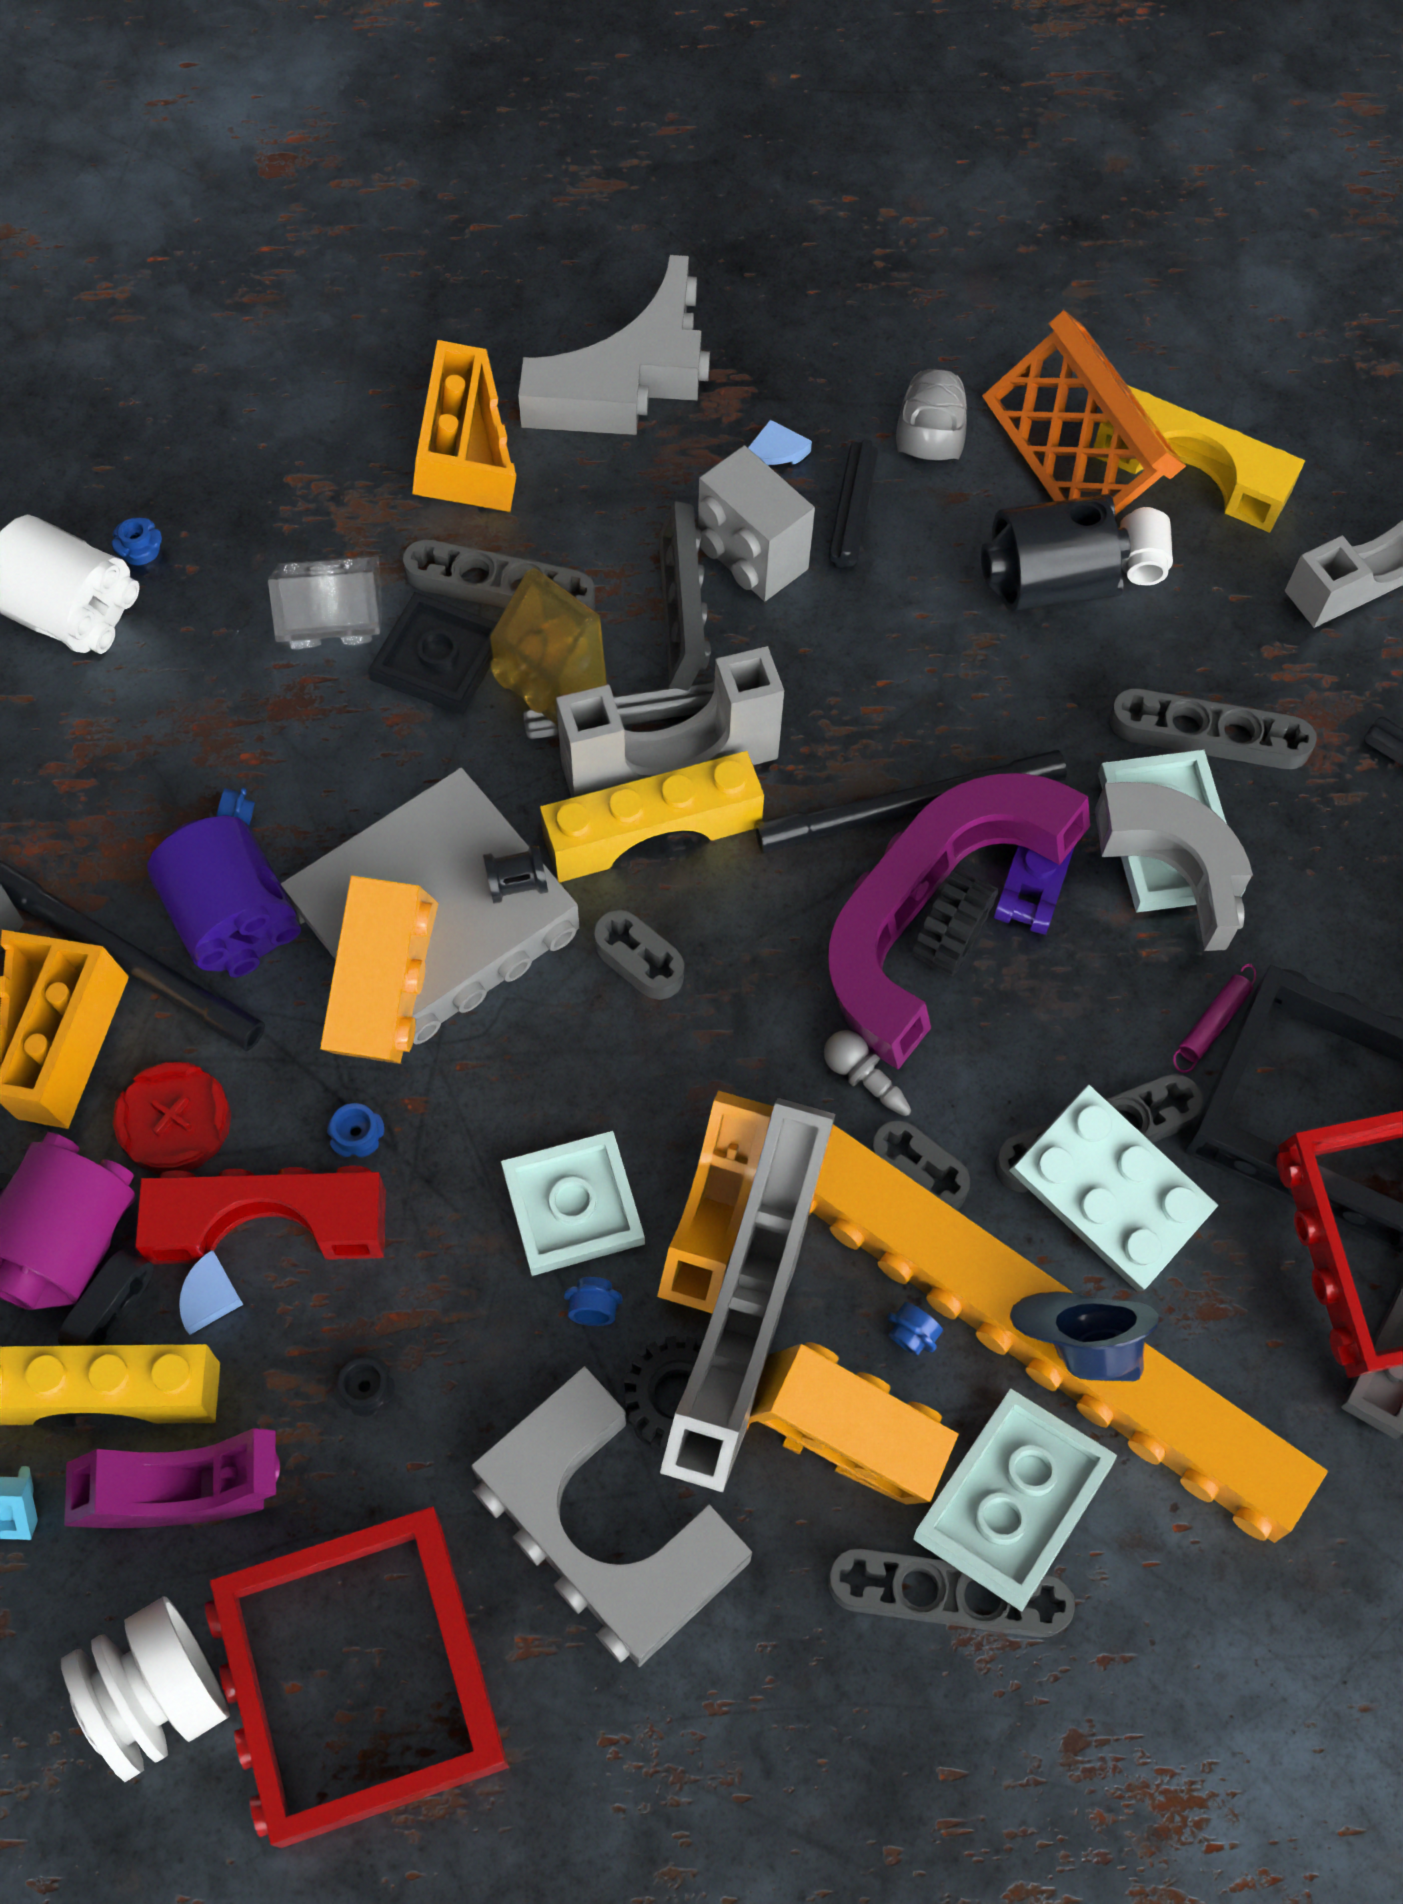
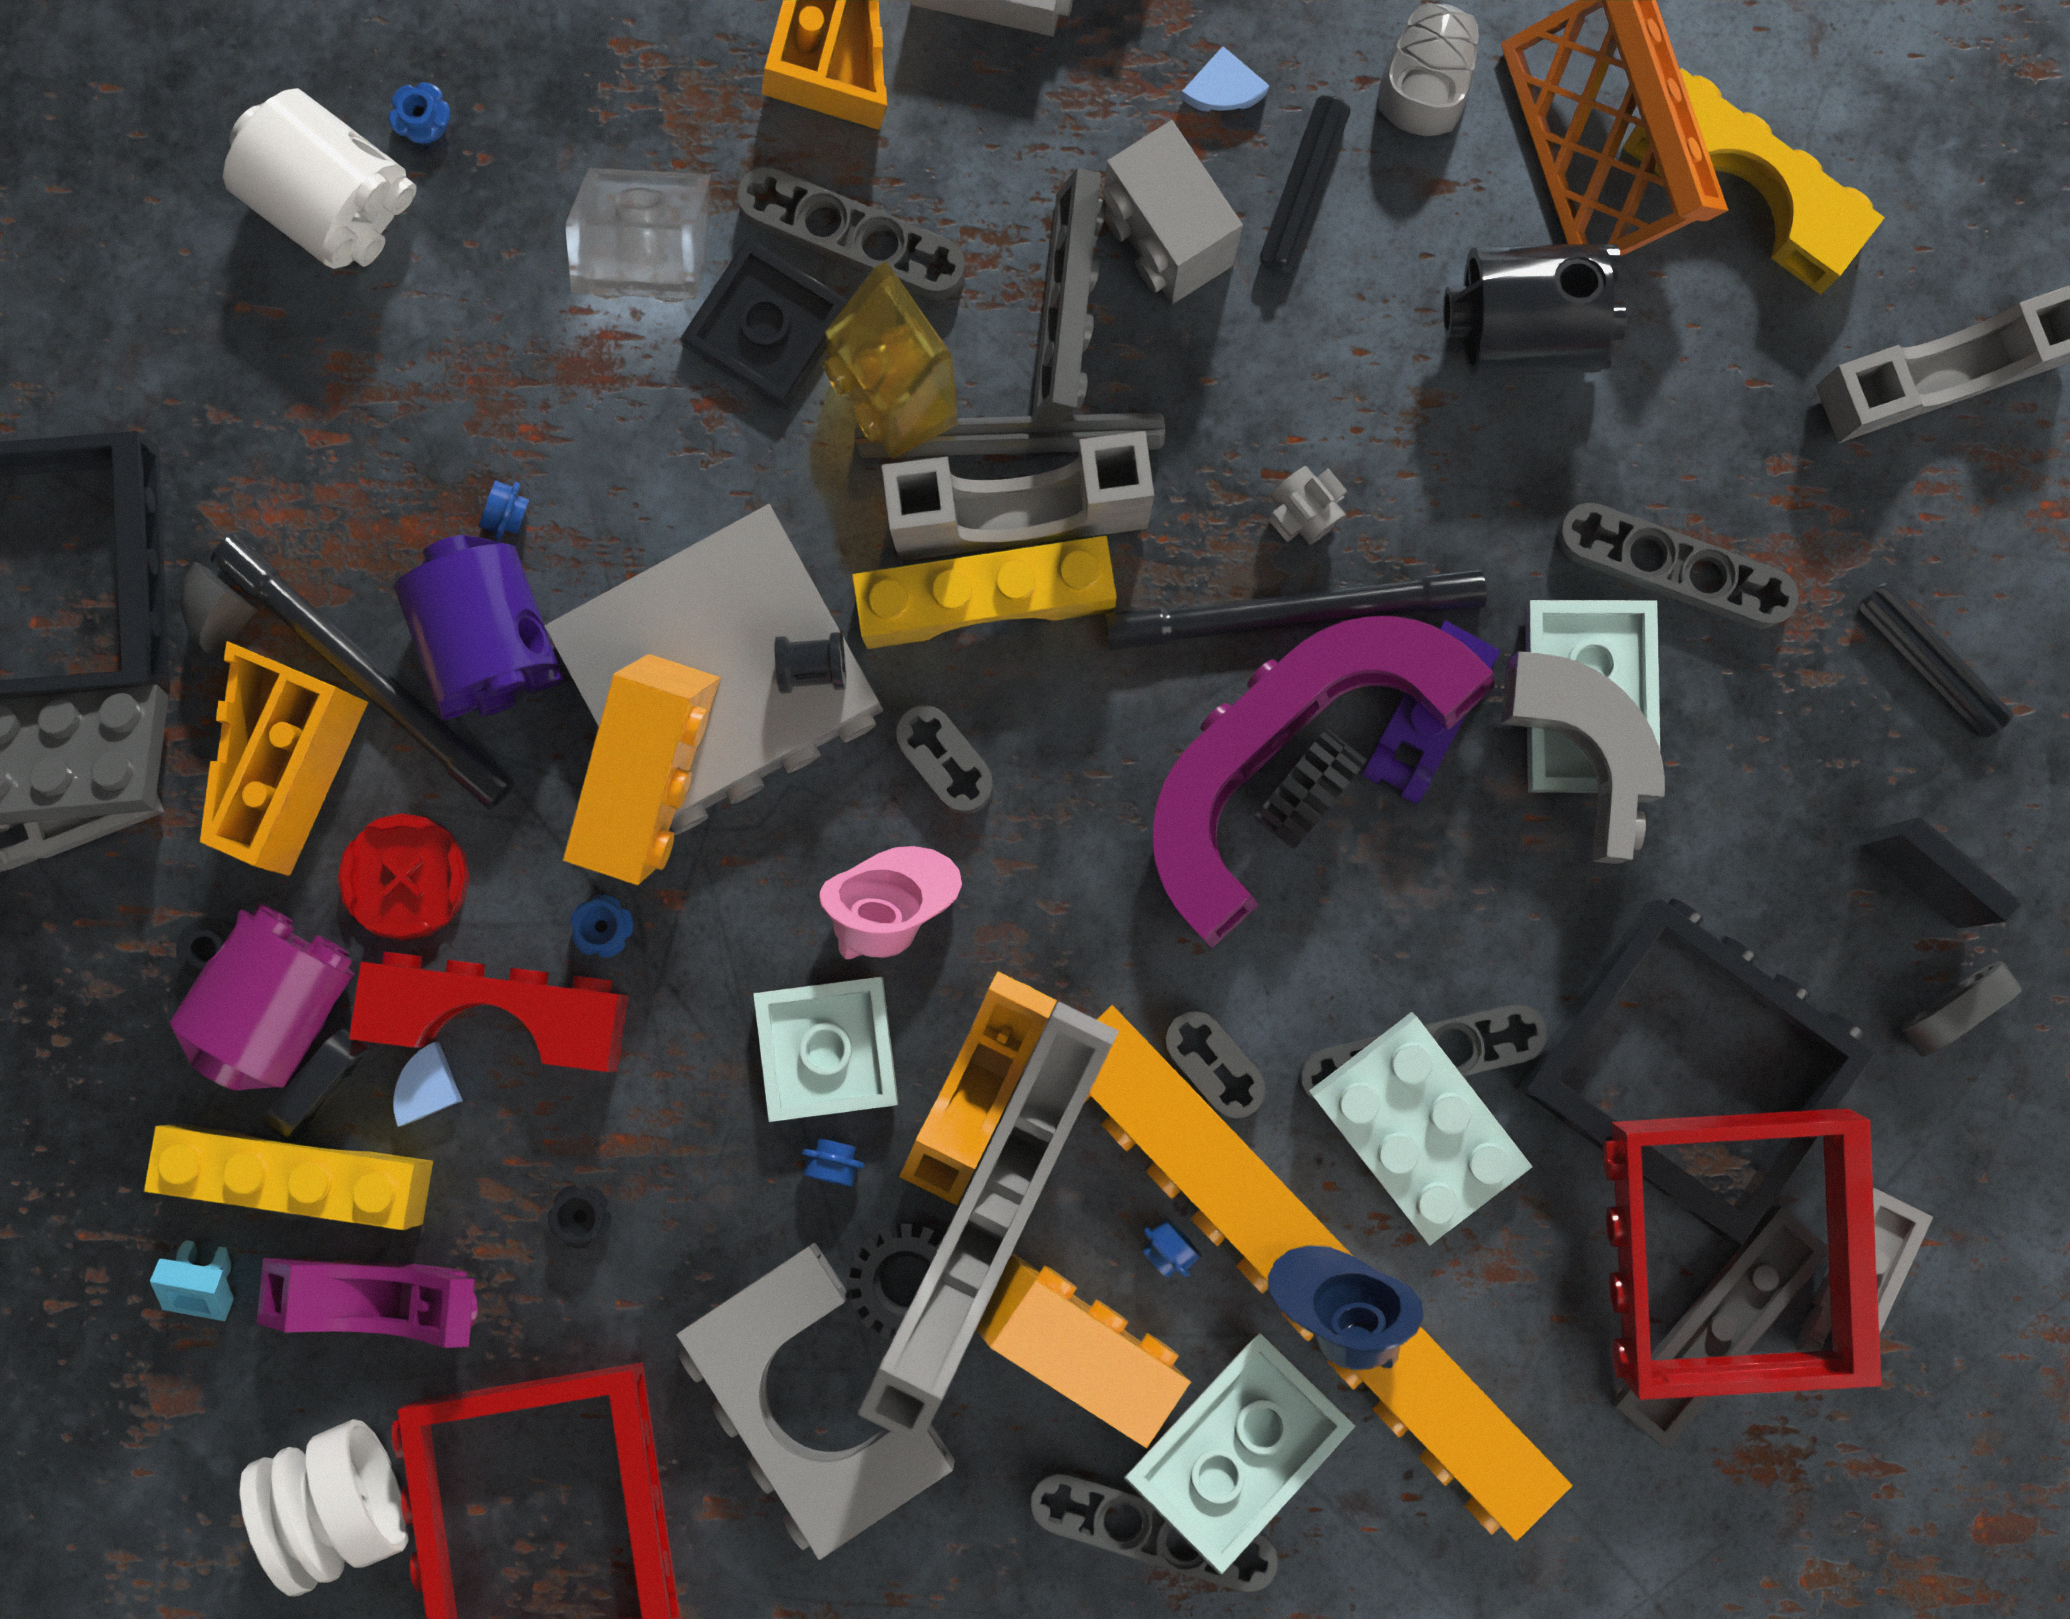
camera: 15 degrees right, 20 degrees up
(608, 1070) = (887, 899): none -> bright pink piece
(849, 1055) = (1162, 924): light grey bar -> none
(905, 718) = (1307, 505): none -> light grey gear
(1150, 546) = (1657, 302): white brick -> none
(1215, 1018) = (1587, 938): dark pink piece -> none

